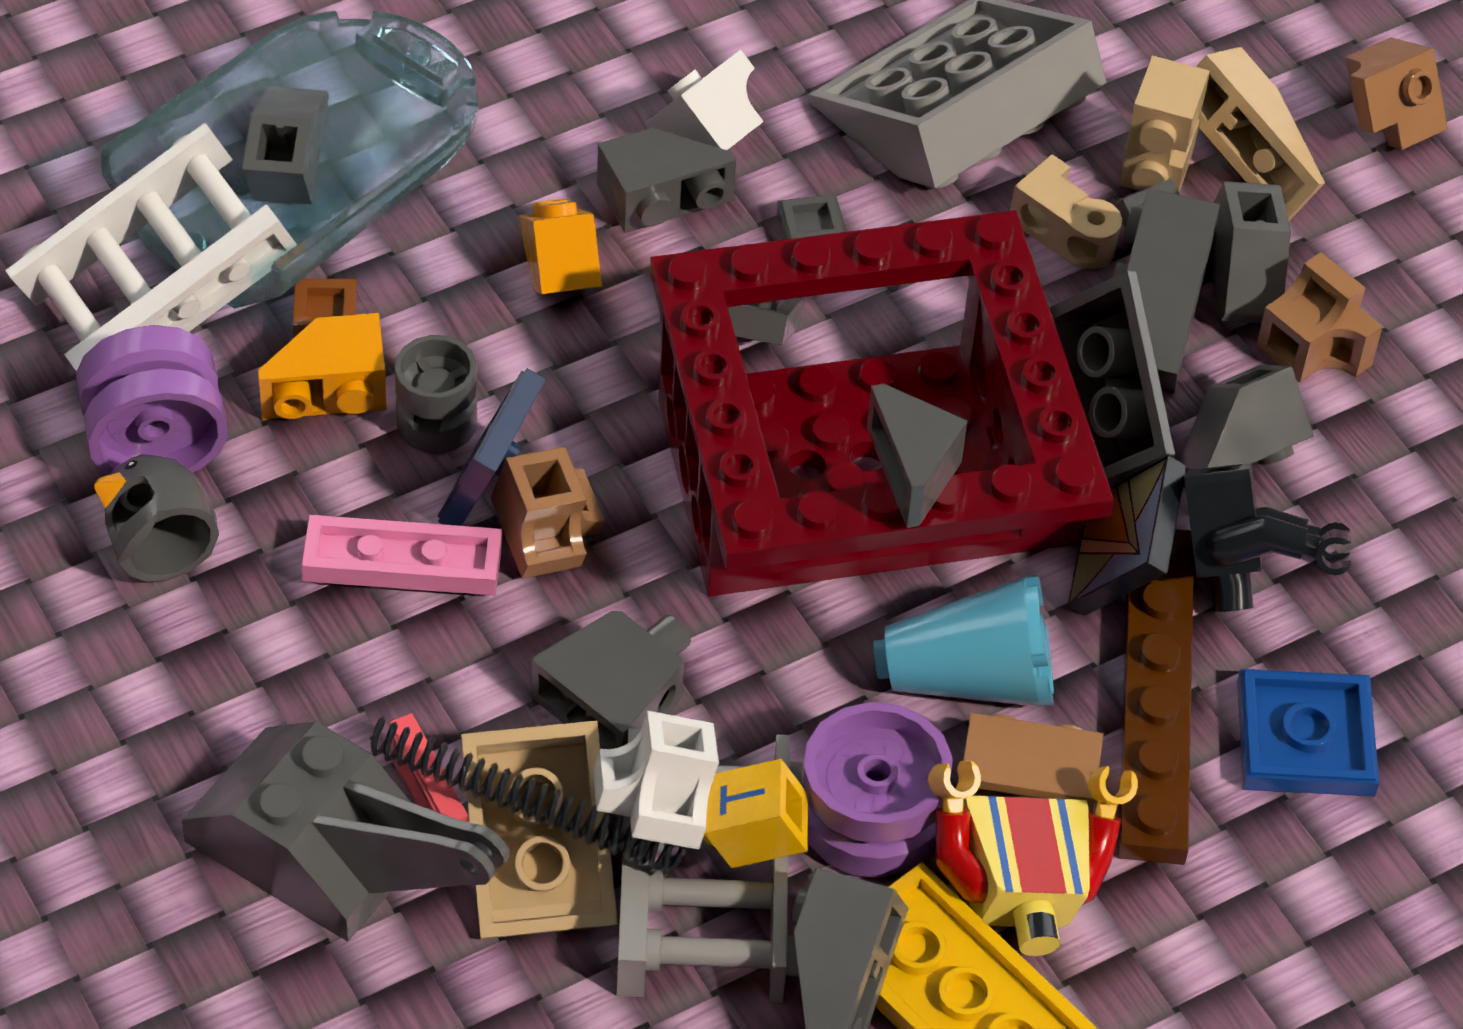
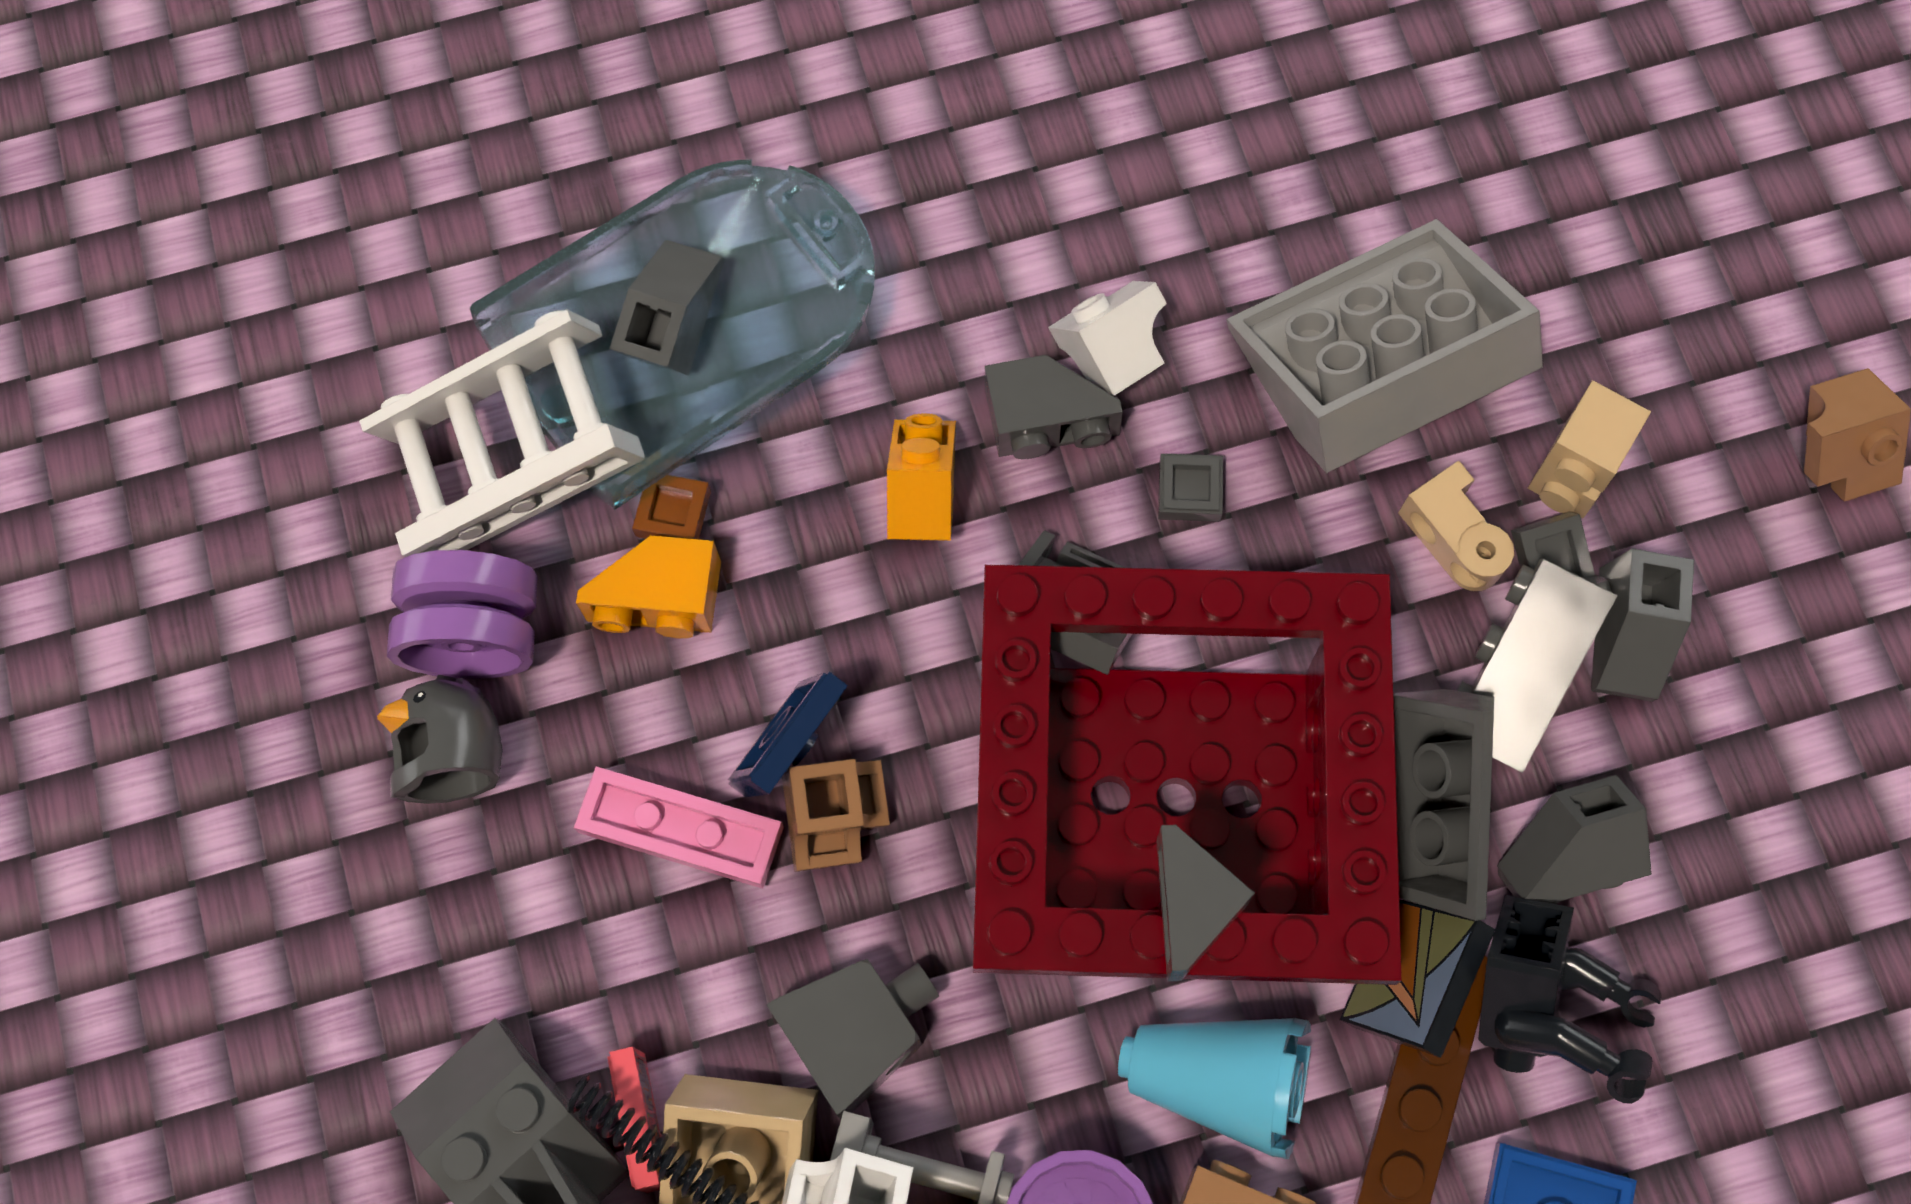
camera: 20 degrees right, 20 degrees up
(436, 393) = (752, 643): dark grey wheel -> none
(1255, 129) = (1690, 464): tan slope -> none
(1320, 323) = (1695, 725): medium nougat brick -> none

